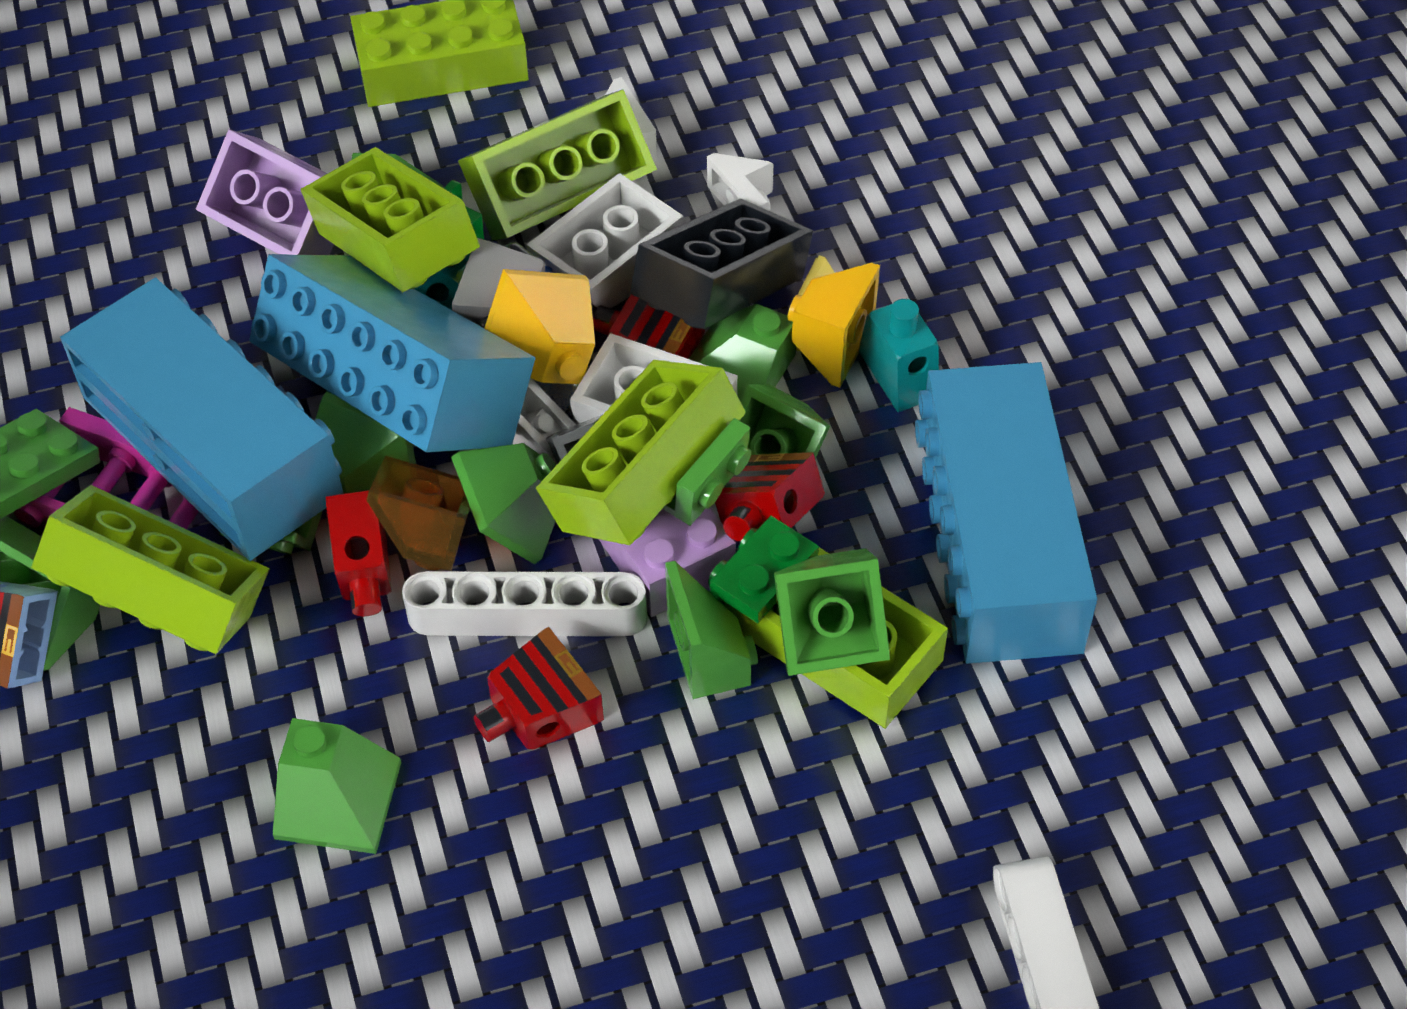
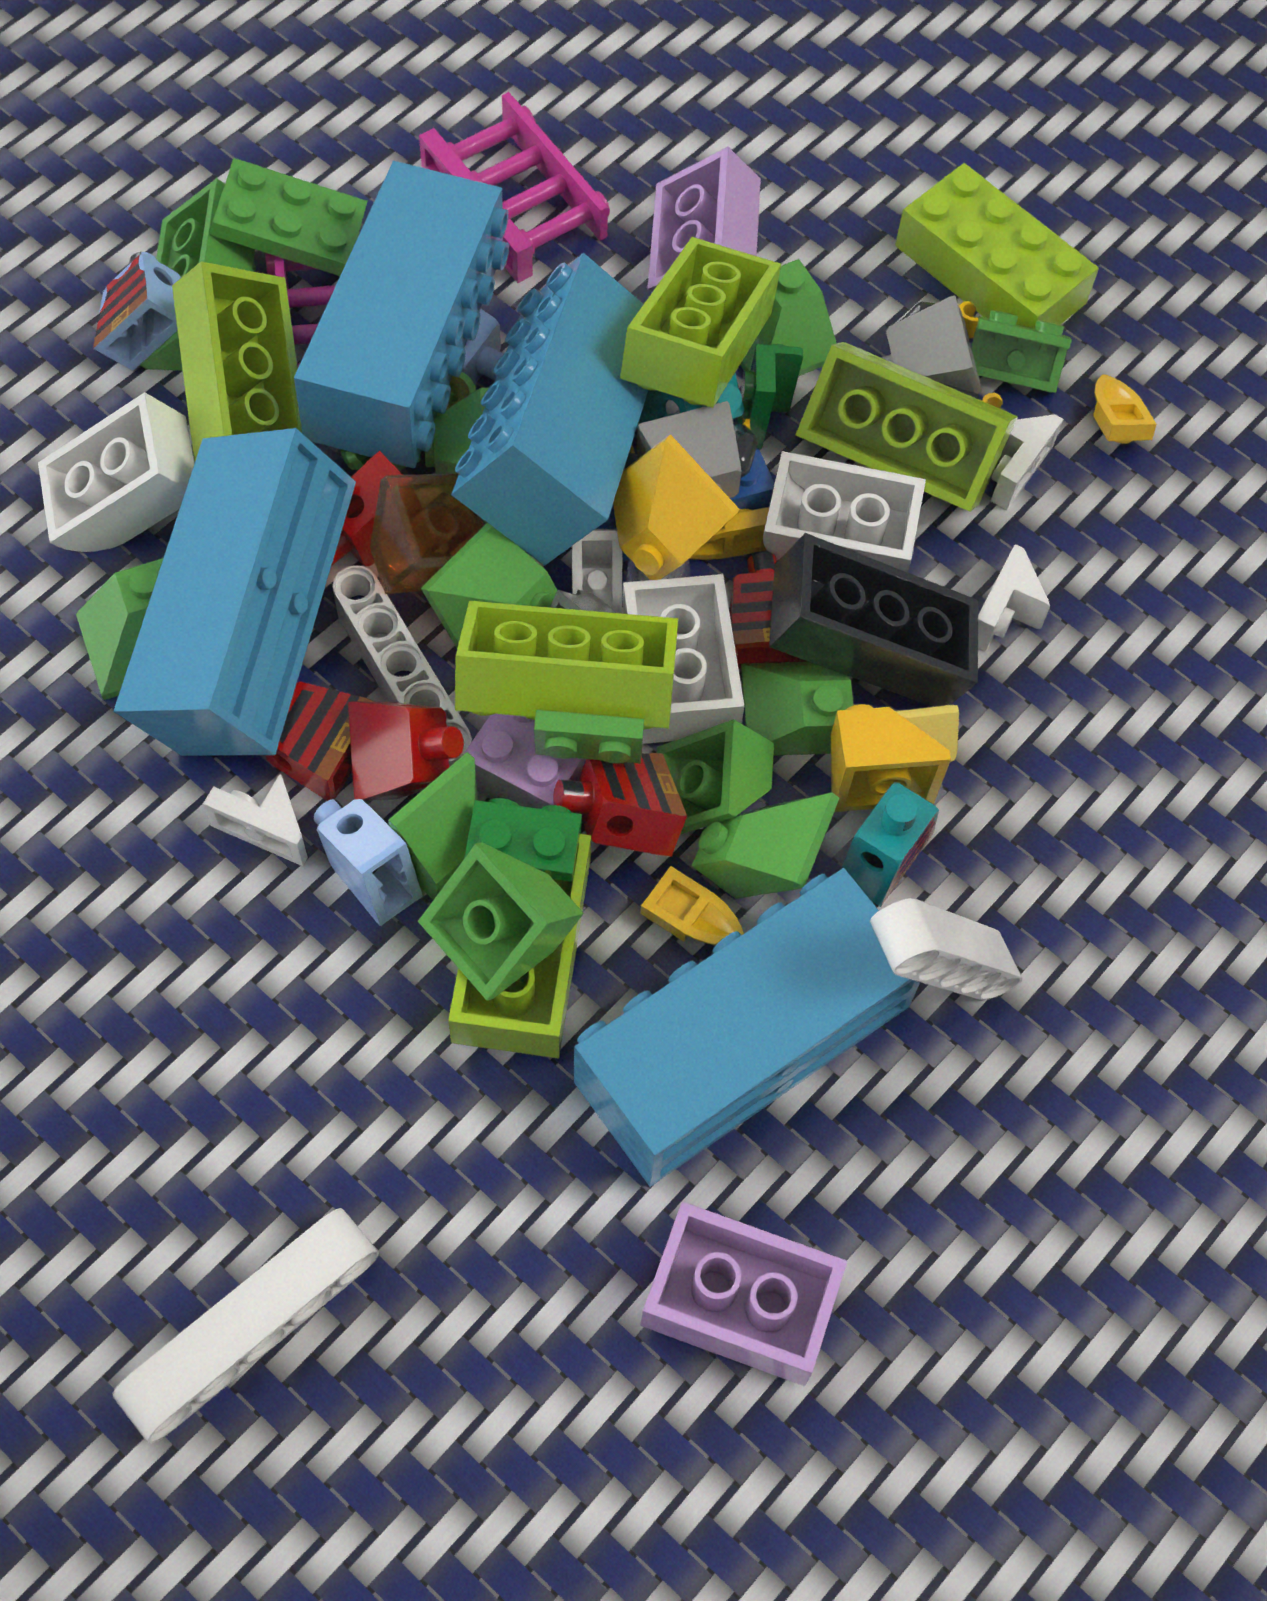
camera: 55 degrees right, 10 degrees up
(40, 344) = (538, 151): none -> dark pink fence
(171, 724) = (117, 477): none -> white brick
(385, 668) = (237, 595): none -> dark azure brick
(495, 112) = (937, 345): none -> light grey torso
(537, 78) = (1019, 352): none -> bright green bracket
(605, 765) = (265, 826): none -> white slope
(612, 621) = (398, 748): none -> red torso
(631, 51) = (1121, 412): none -> yellow plate
(686, 700) = (357, 845): none -> light blue torso
(865, 421) = (766, 846): none -> bright green slope
(874, 509) = (689, 909): none -> yellow plate
(1040, 336) = (945, 949): none -> white beam
(1216, 619) = (743, 1293): none -> lavender brick

